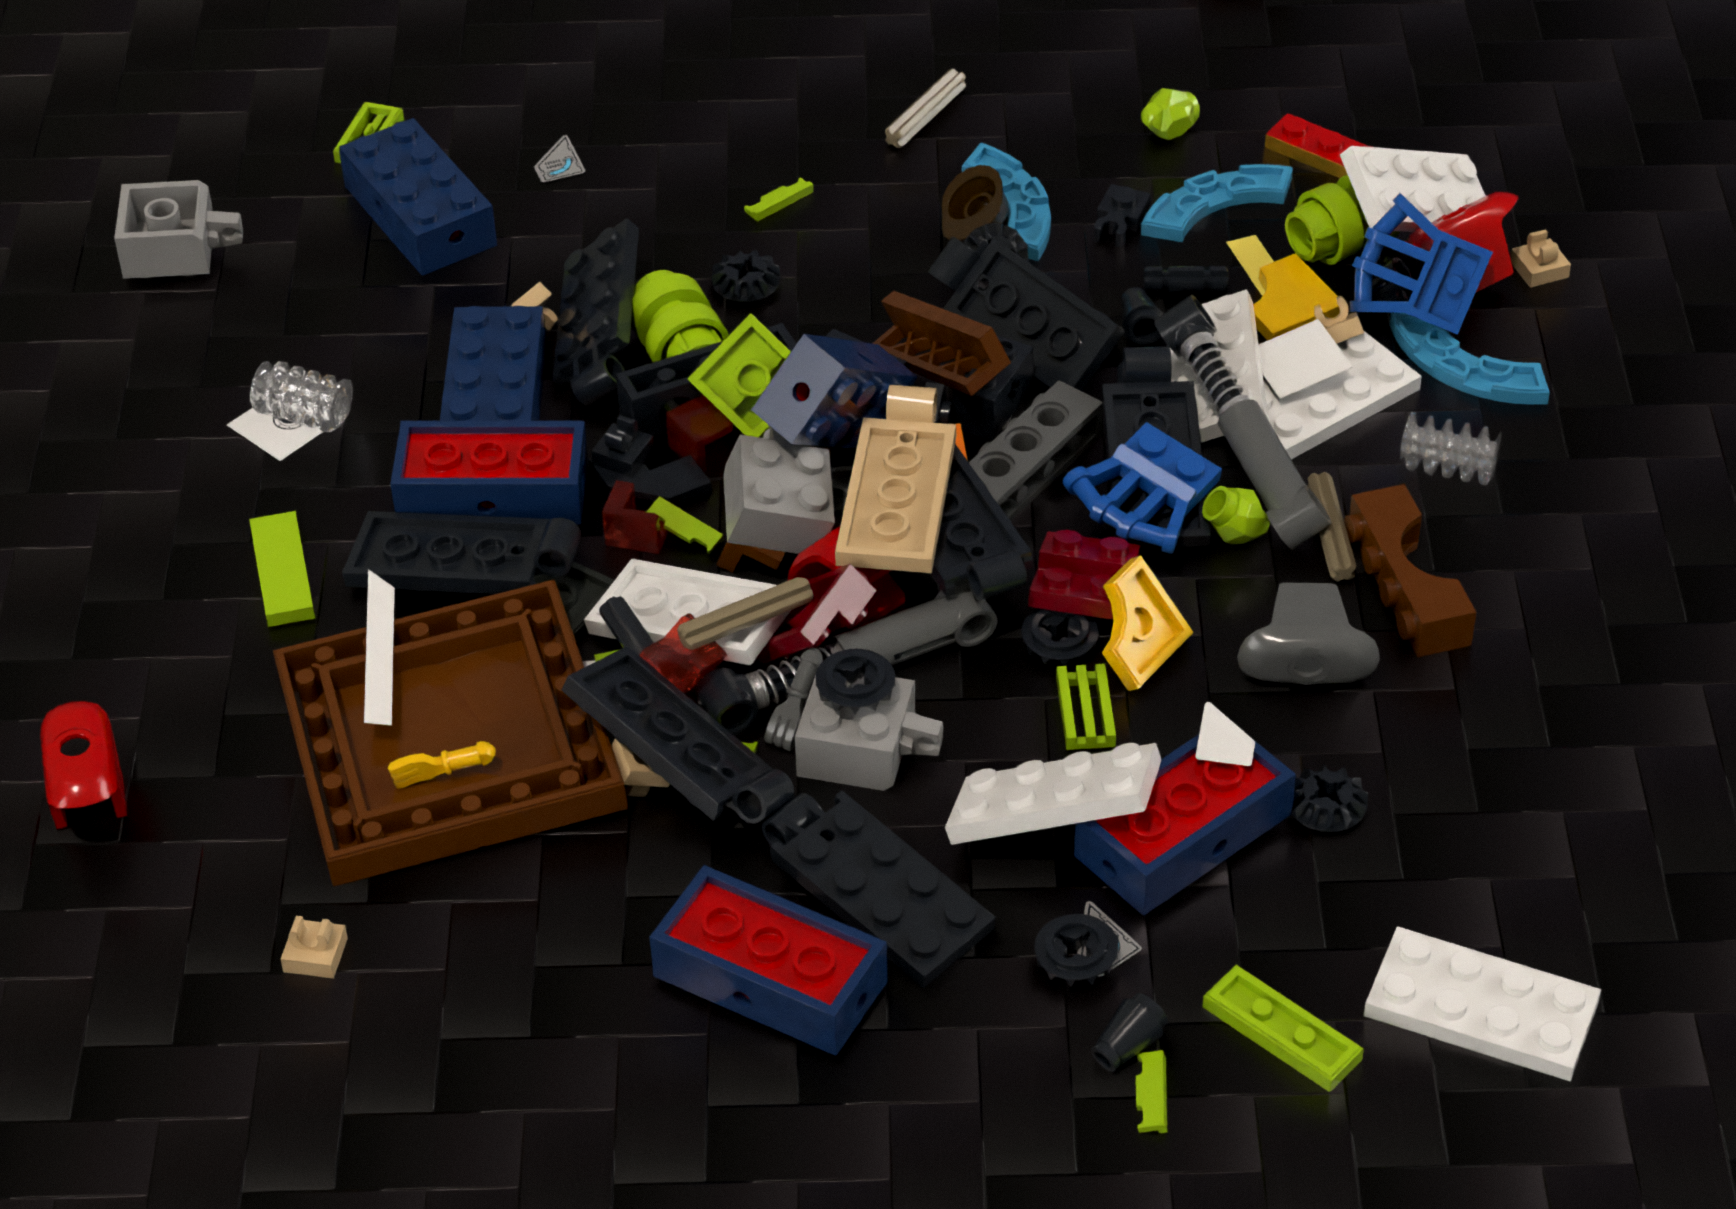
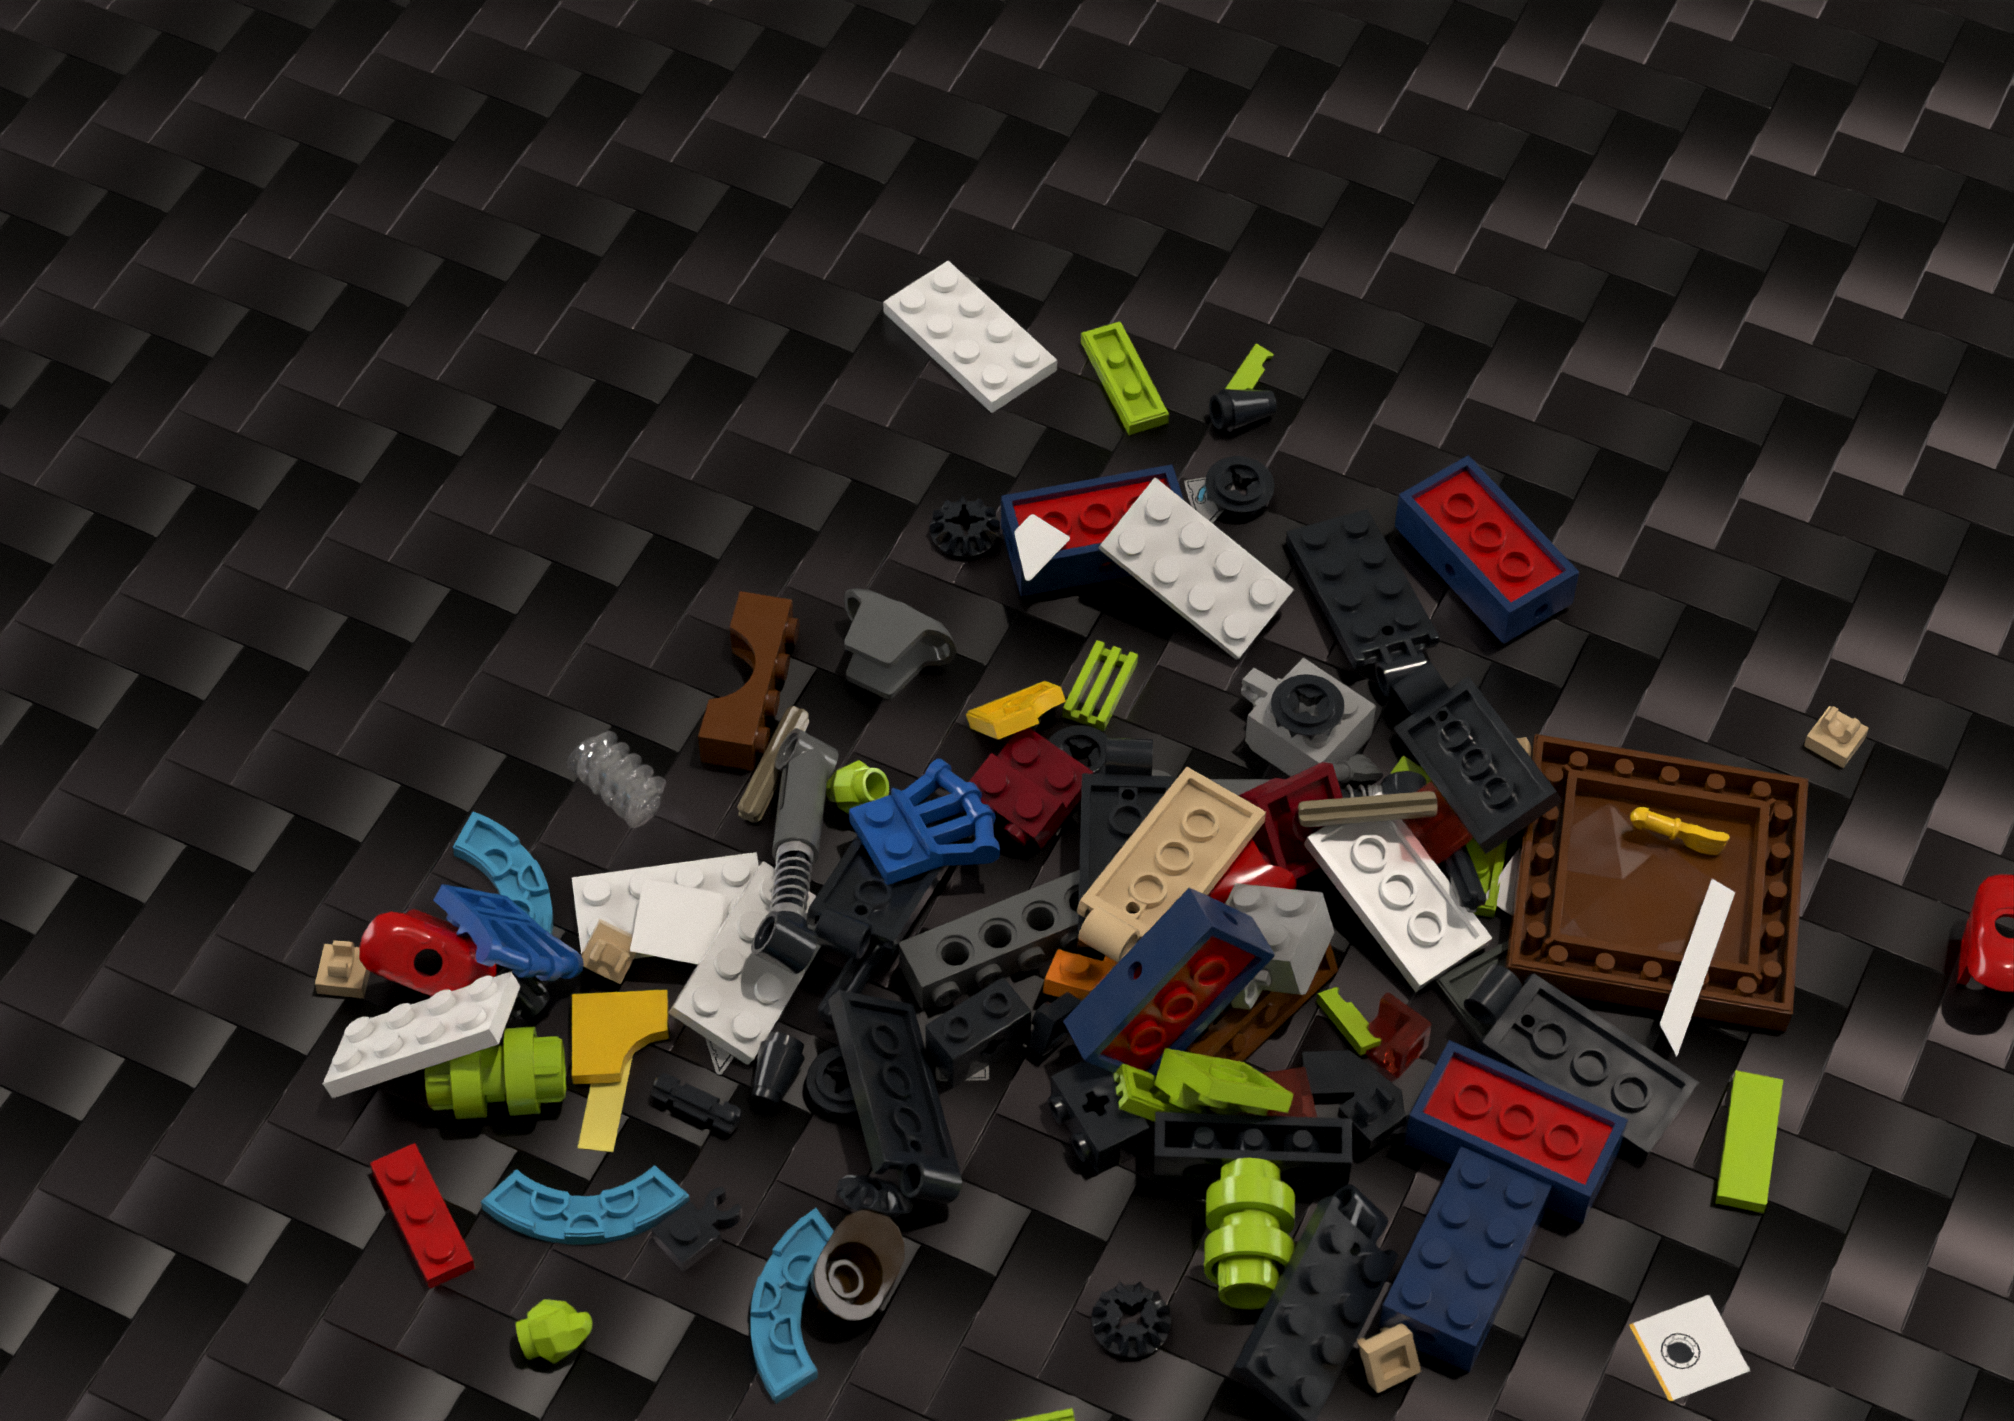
camera: 155 degrees left, 10 degrees up
(301, 396) = (1664, 1331): clear piece -> none
(948, 338) = (1006, 1070): reddish brown fence -> none

